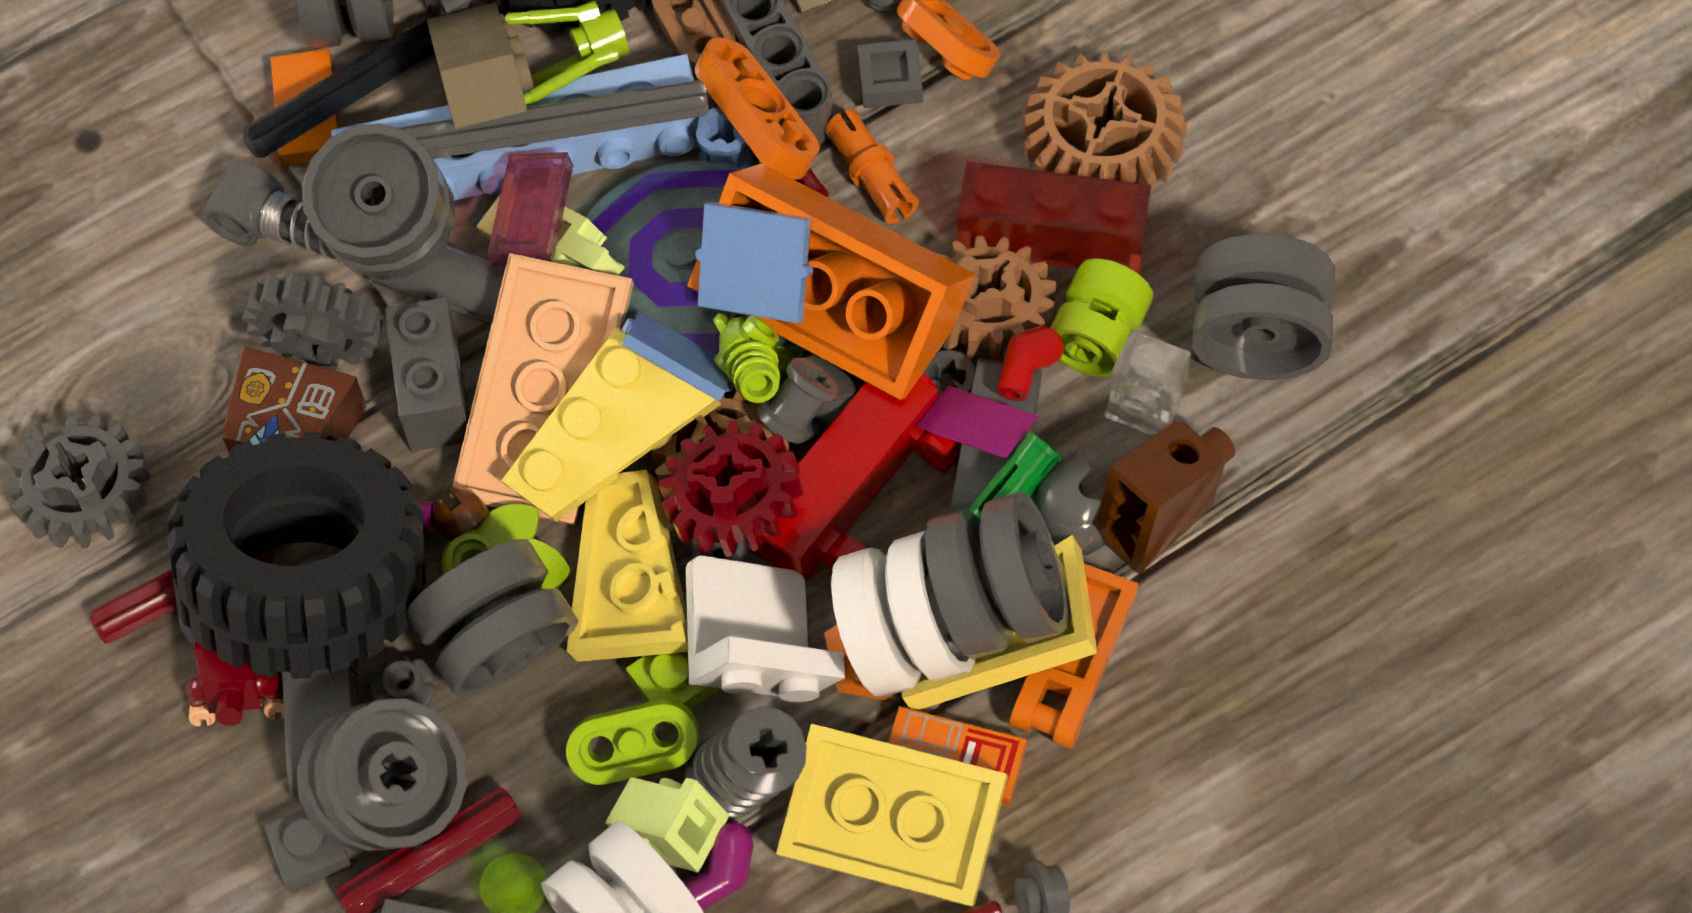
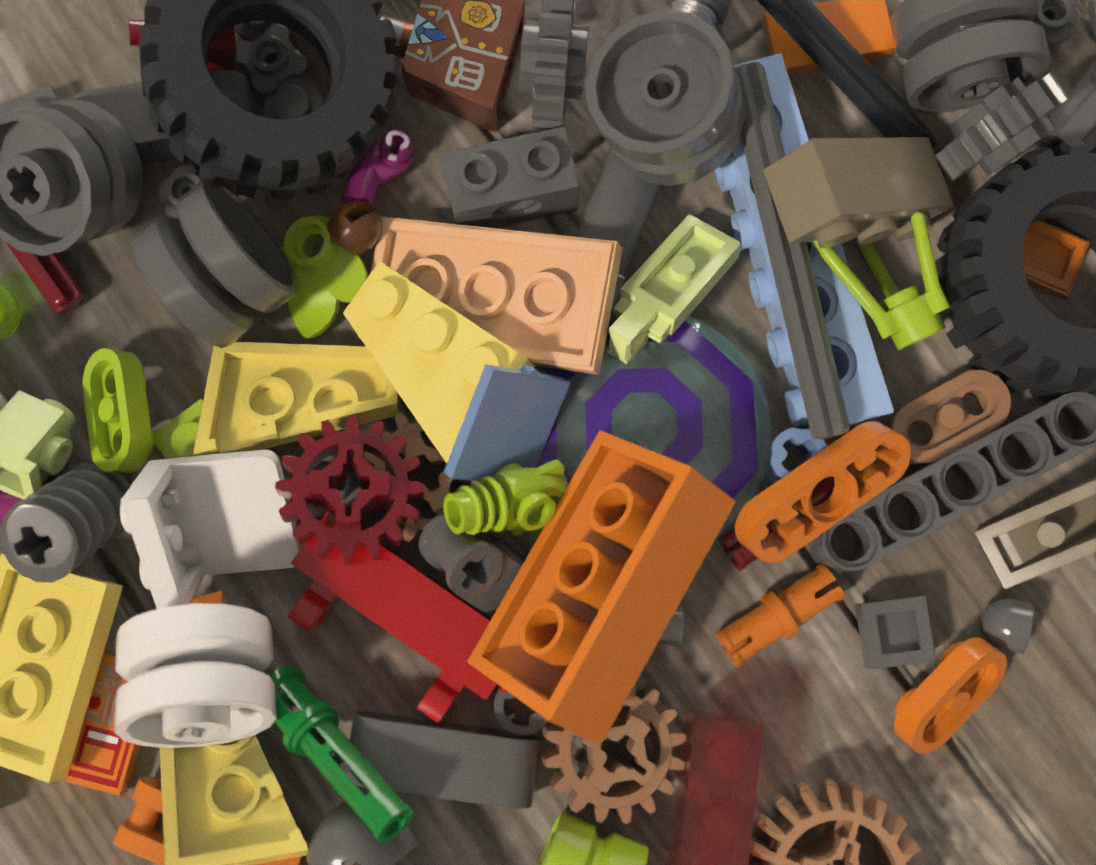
camera: 85 degrees right, 20 degrees up
(530, 206) = (687, 261): clear pink tile -> none
(754, 262) = (605, 500): medium blue piece -> none
(977, 422) = (439, 746): magenta sticker -> none
(996, 575) = (212, 779): dark grey wheel -> none
(1025, 354) = (522, 796): red arm -> none

